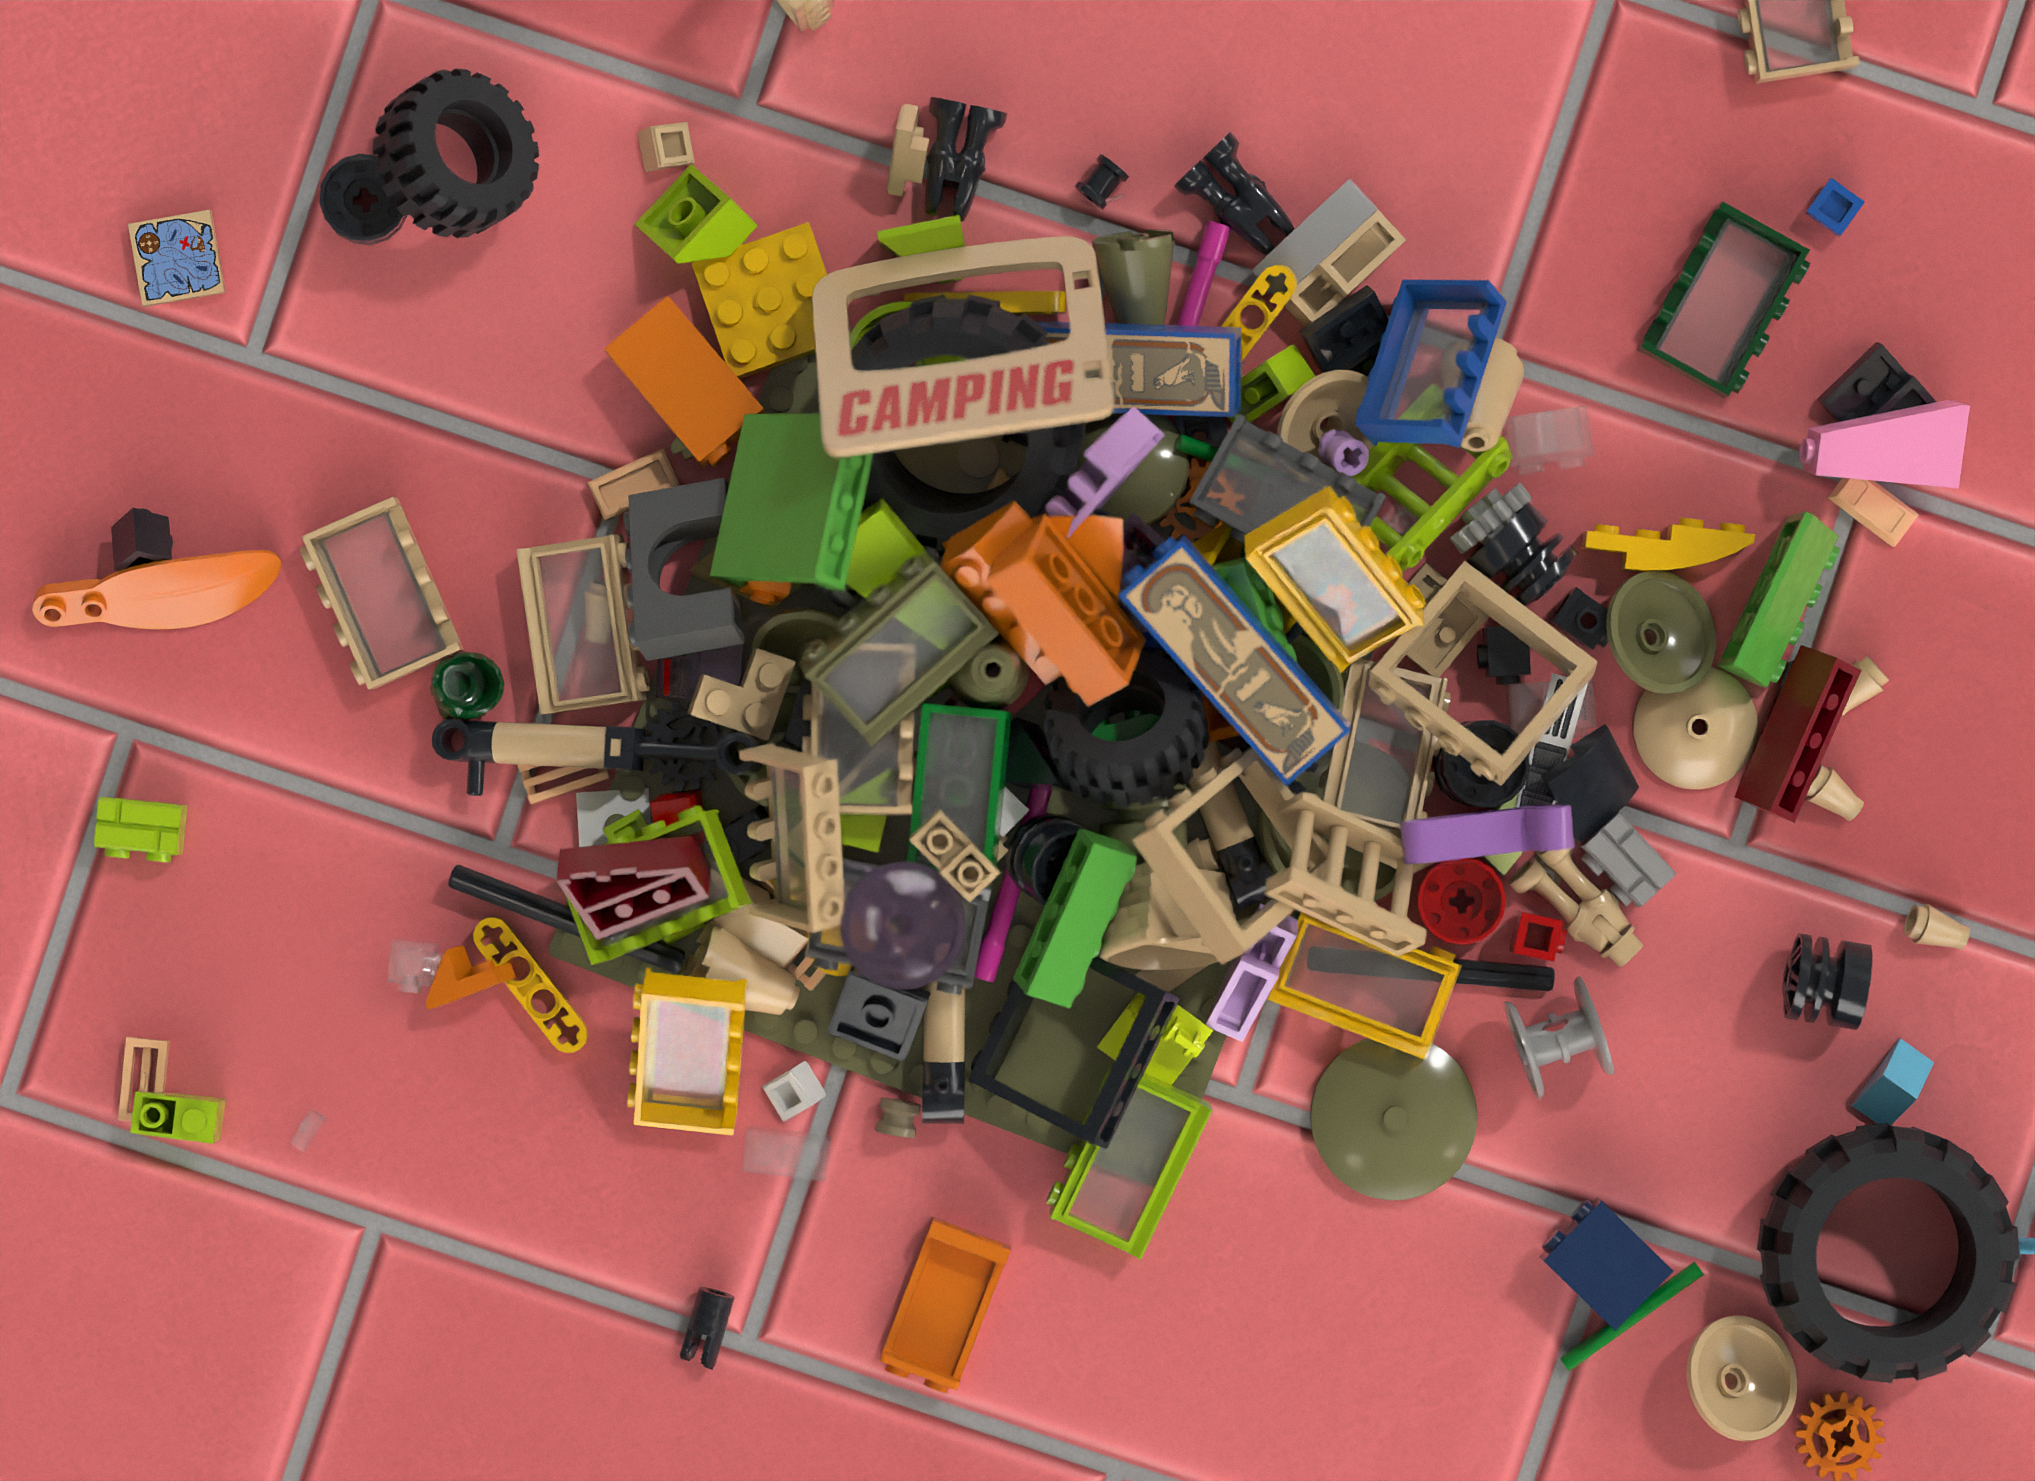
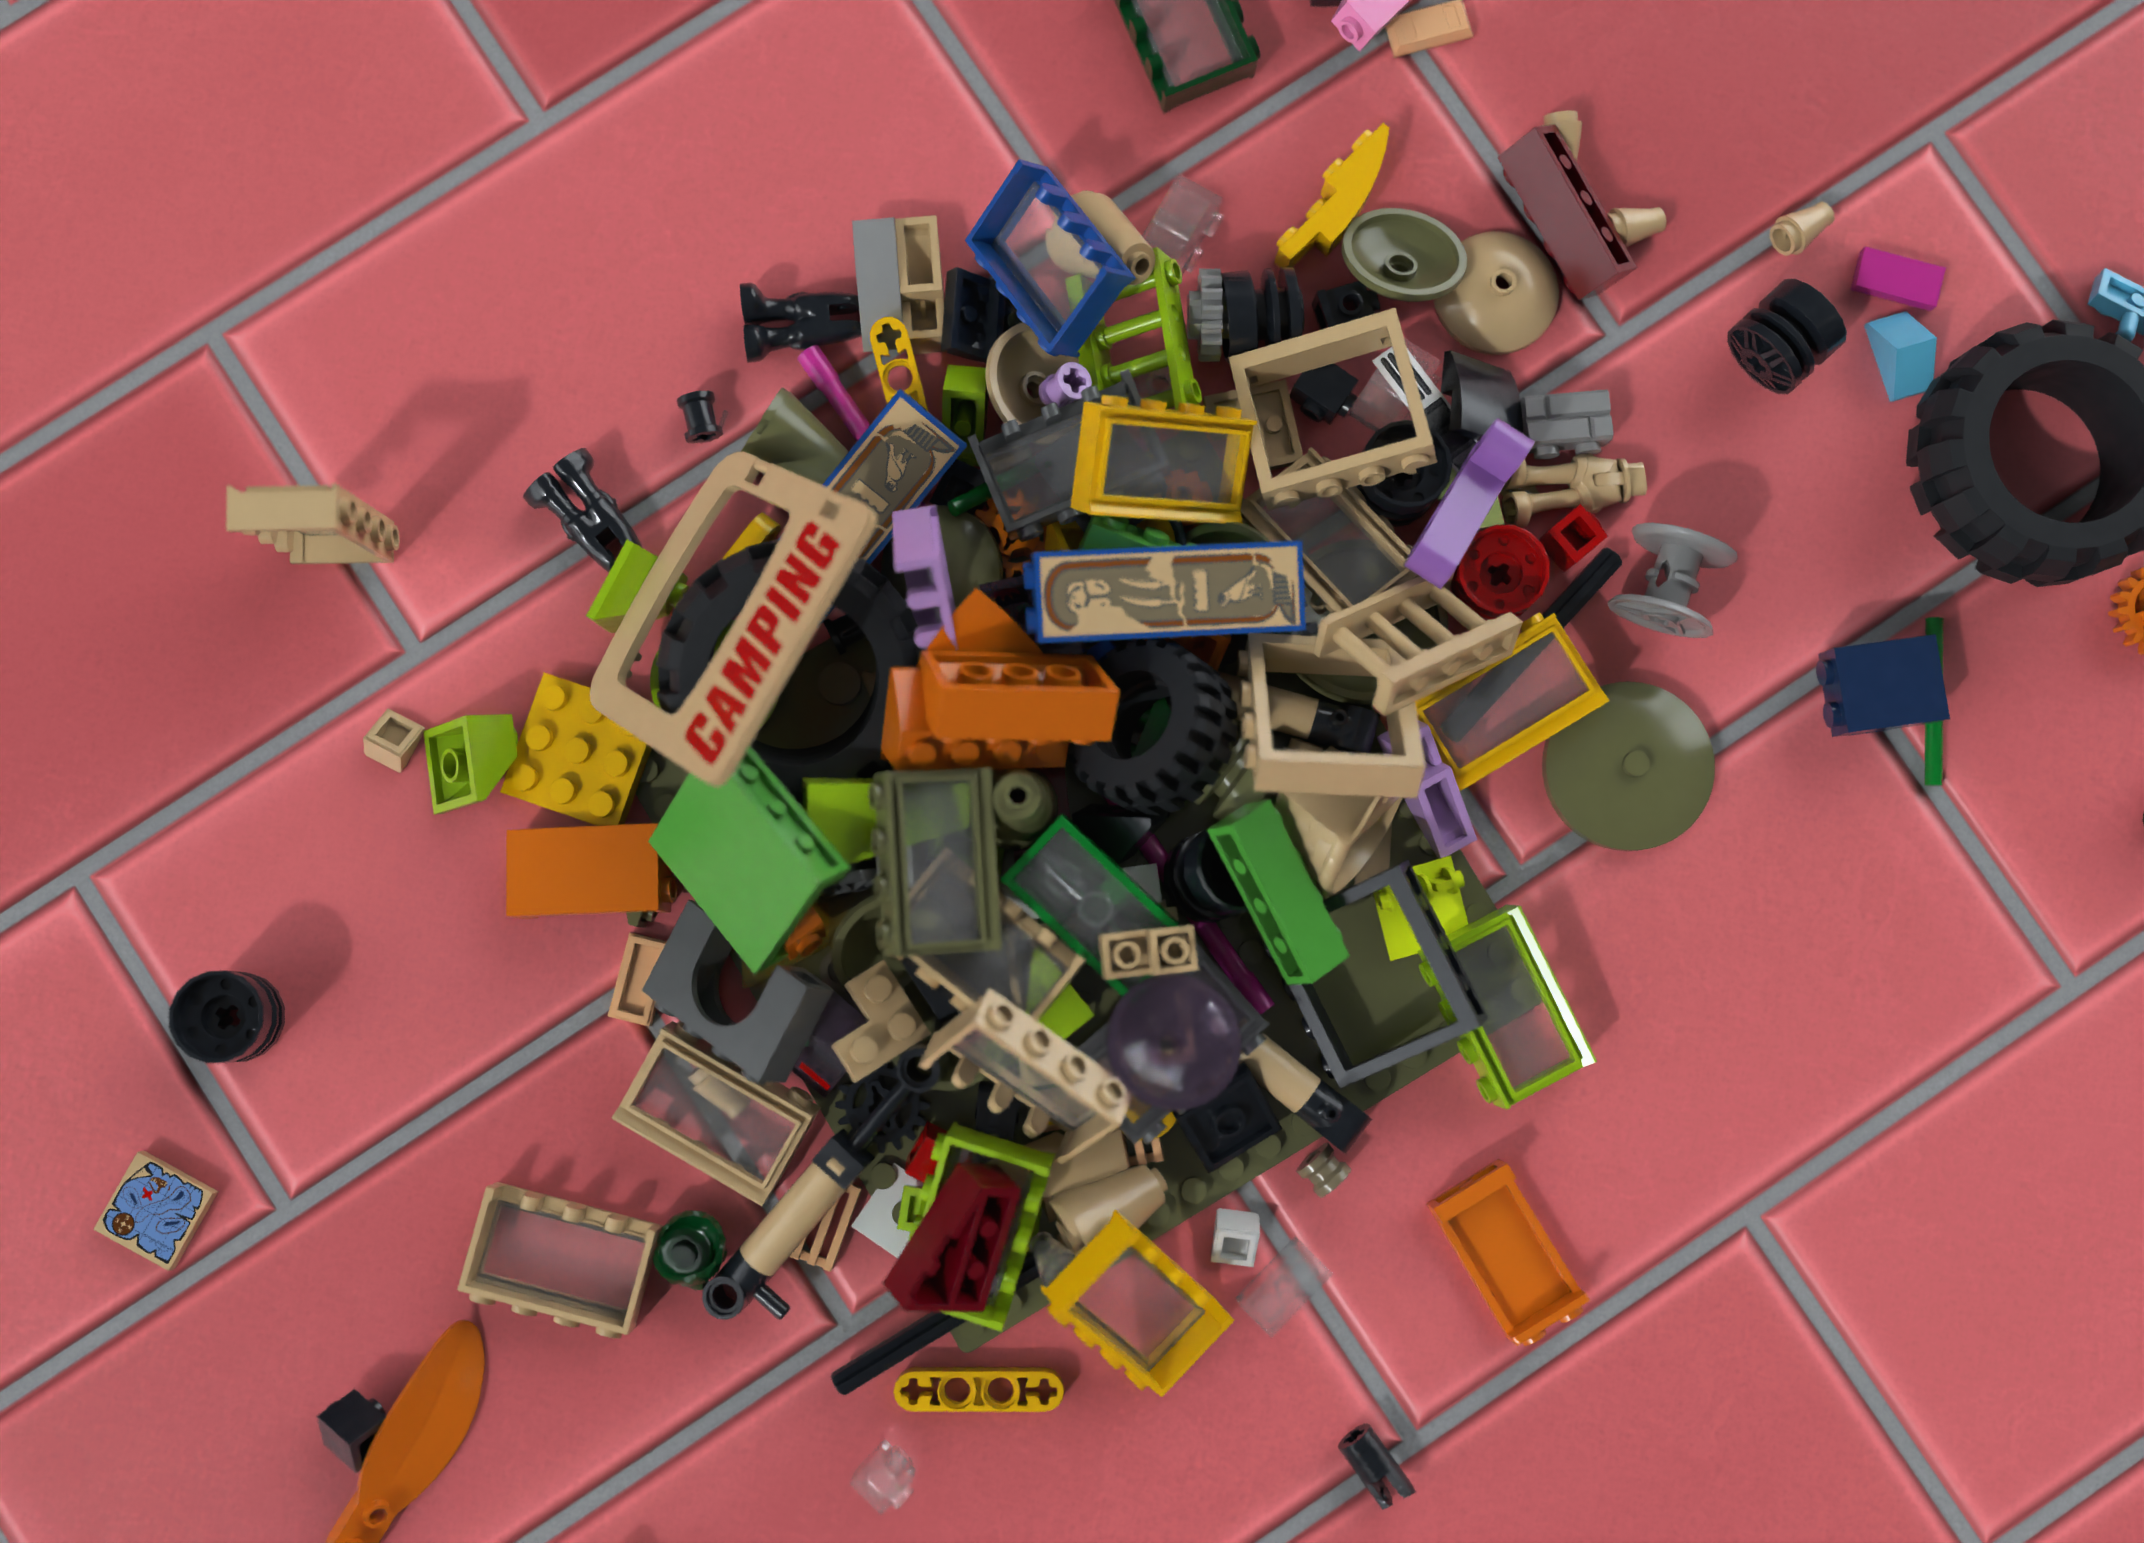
camera: 60 degrees left, 5 degrees down
(458, 979) = (926, 1448): orange slope -> none
(490, 127) = (251, 953): black tyre -> none
(673, 957) = (1049, 1256): none -> clear cone
(908, 151) = (548, 546): tan plate -> none
(1758, 1376) = (2059, 650): tan dish -> none
(1779, 599) = (1446, 144): bright green slope -> none
(1955, 1036) = (1898, 278): none -> dark pink tile

